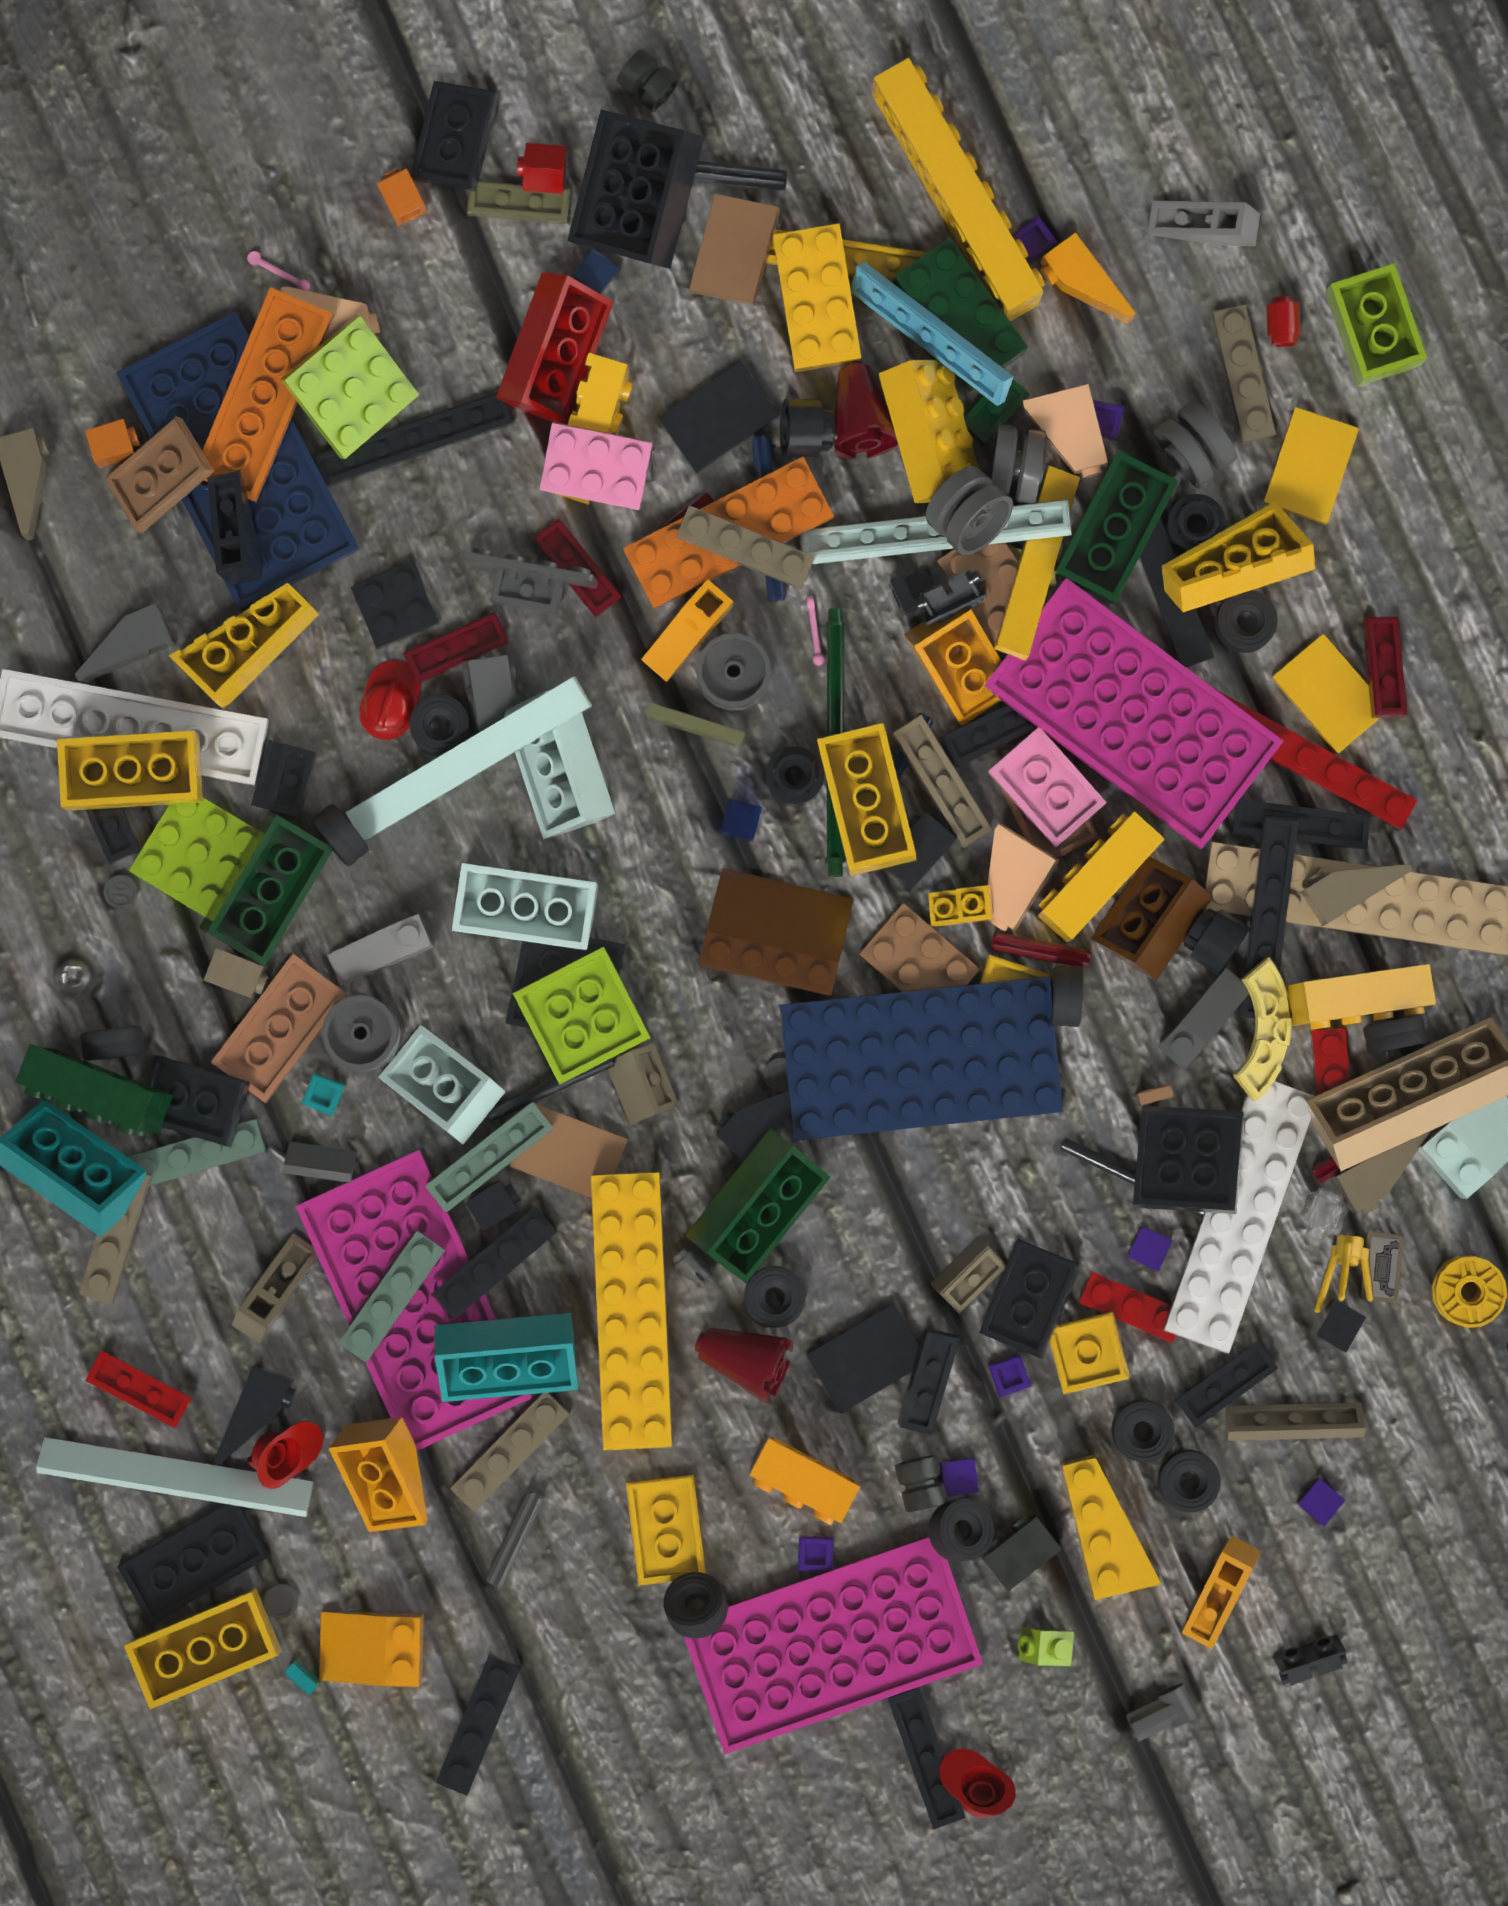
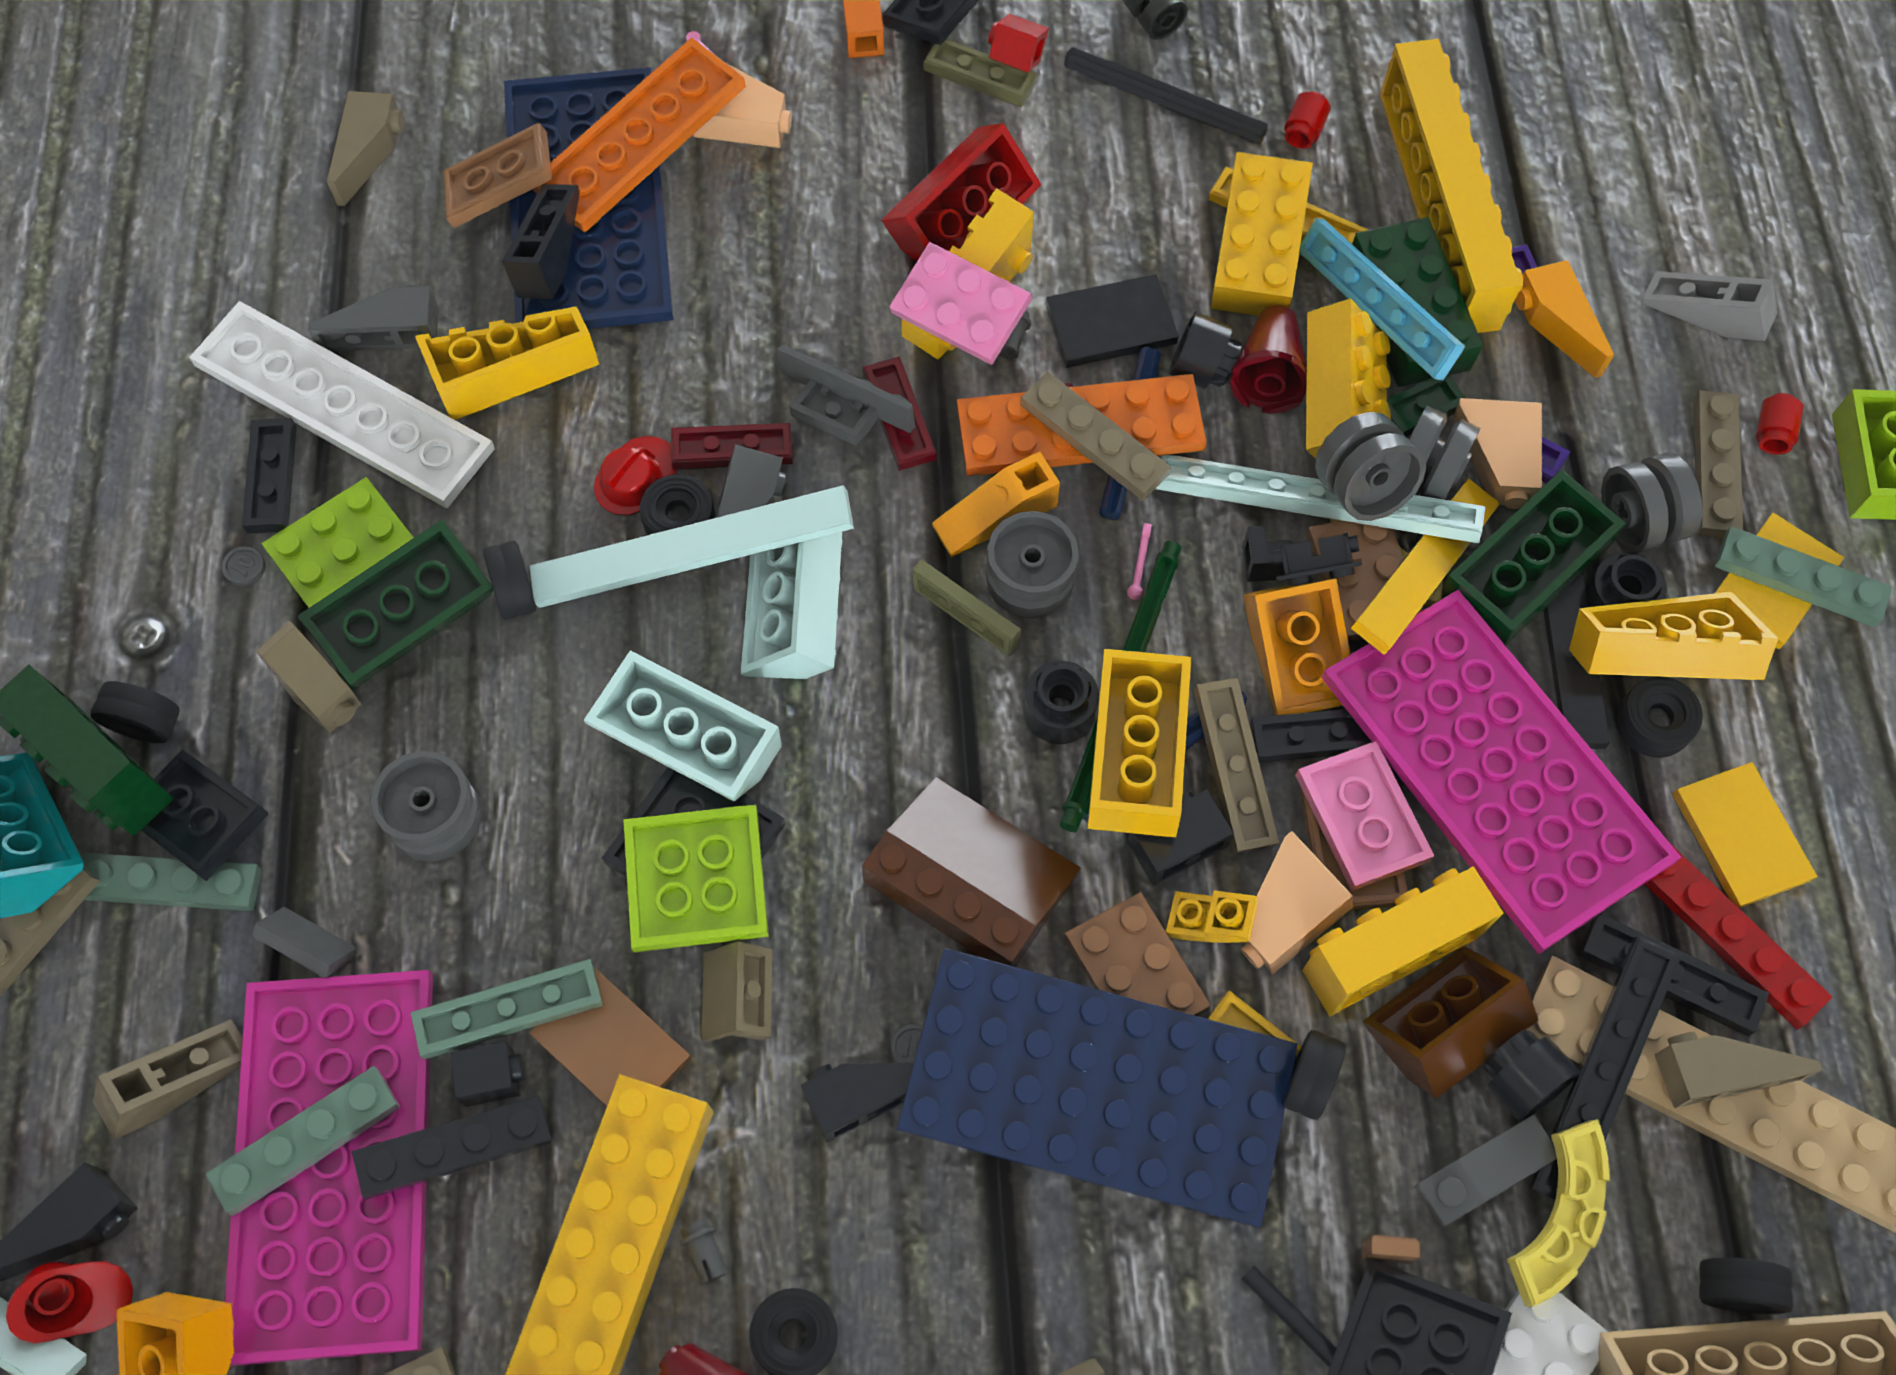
camera: 20 degrees right, 20 degrees down
(112, 442) = (464, 136): orange brick -> none
(129, 770) = (310, 428): yellow brick -> none
(279, 1028) = (330, 771): nougat plate -> none
(284, 779) = (481, 508): black plate -> none
(323, 1094) = (351, 867): teal tile -> none
(349, 387) = (731, 156): lime plate -> none
(381, 949) = (501, 724): light grey slope -> none
(394, 605) = (684, 384): black plate -> none
(416, 439) = (777, 239): black tile -> none
(442, 1084) = (495, 905): light aqua slope -> none
(506, 1357) = (405, 1276): teal slope -> none
(542, 1091) = (619, 956): black bar -> none
(596, 272) = (1038, 151): dark blue tile -> none
(635, 188) = (1108, 84): black slope -> none
(734, 249) = (1186, 174): medium nougat tile -> none
(741, 820) = (979, 727): clear blue brick -> none
(757, 1206) = (817, 1197): dark green brick -> none
(818, 154) = (1306, 119): none -> red brick
(1041, 950) = (1292, 1008): dark red axle -> none
(1328, 460) = (1803, 576): none -> sand green plate
(1329, 1059) = (1640, 1288): red plate -> none
(1361, 995) = (1707, 1215): yellow wedge -> none
(1384, 667) = (1822, 826): dark red tile -> none

